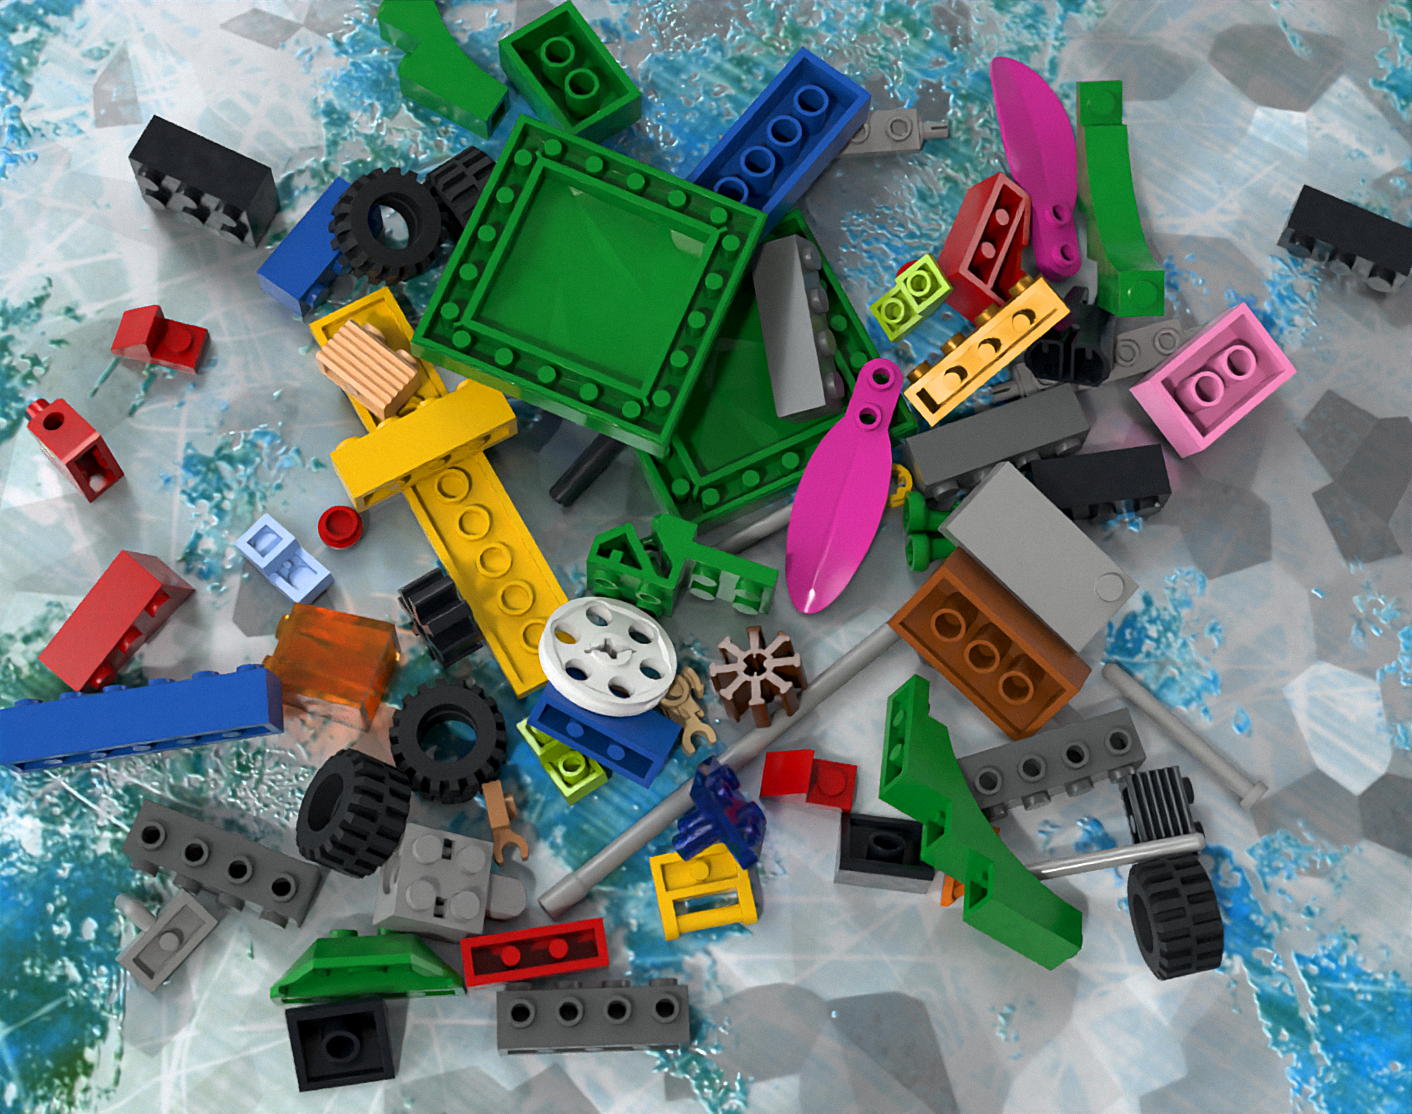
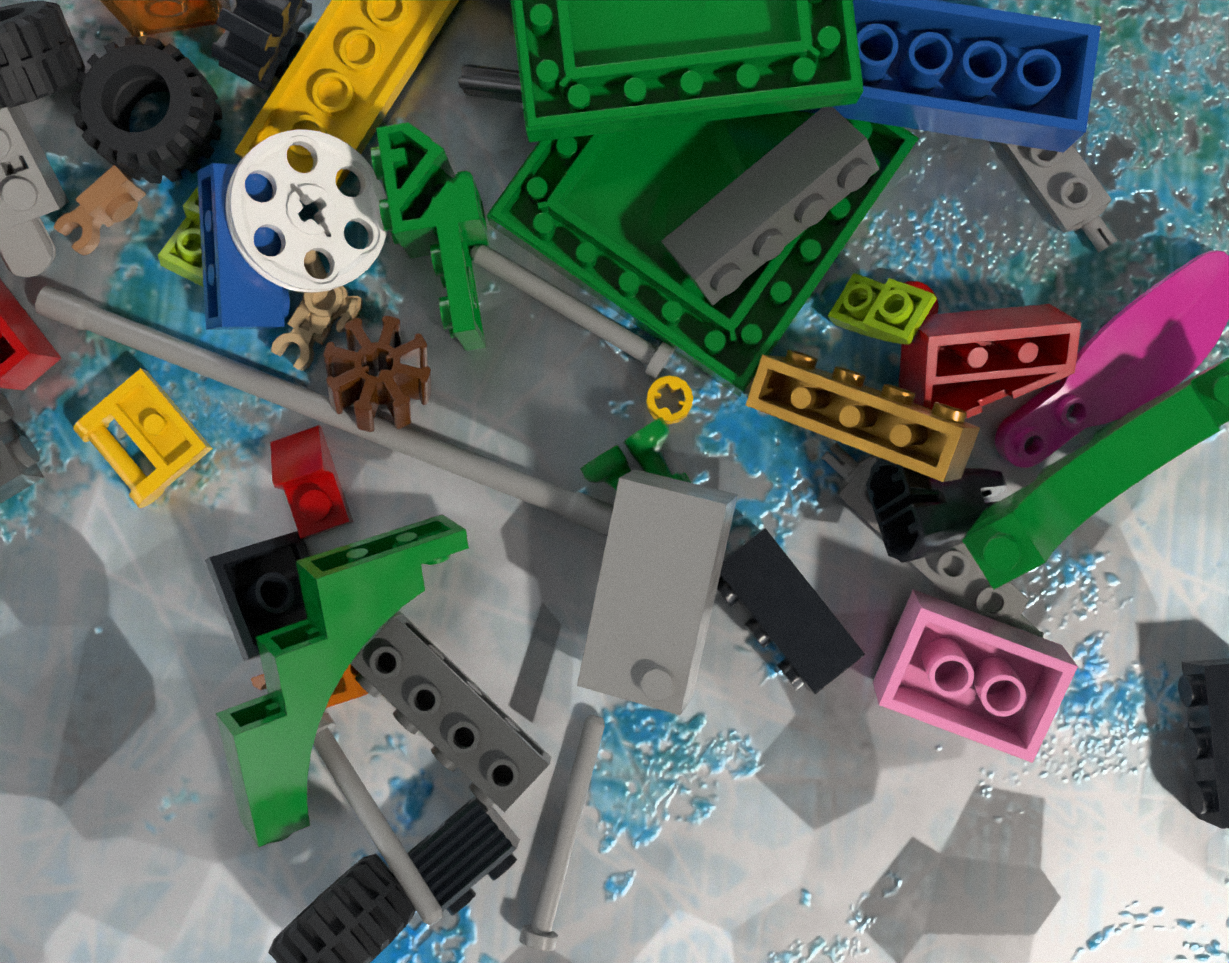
camera: 70 degrees right, 15 degrees up
(720, 816) = (201, 416): clear blue plate -> none
(842, 494) = (625, 352): dark pink plant -> none
(990, 646) = (539, 591): dark orange slope -> none
(1013, 432) = (772, 481): dark grey brick -> none

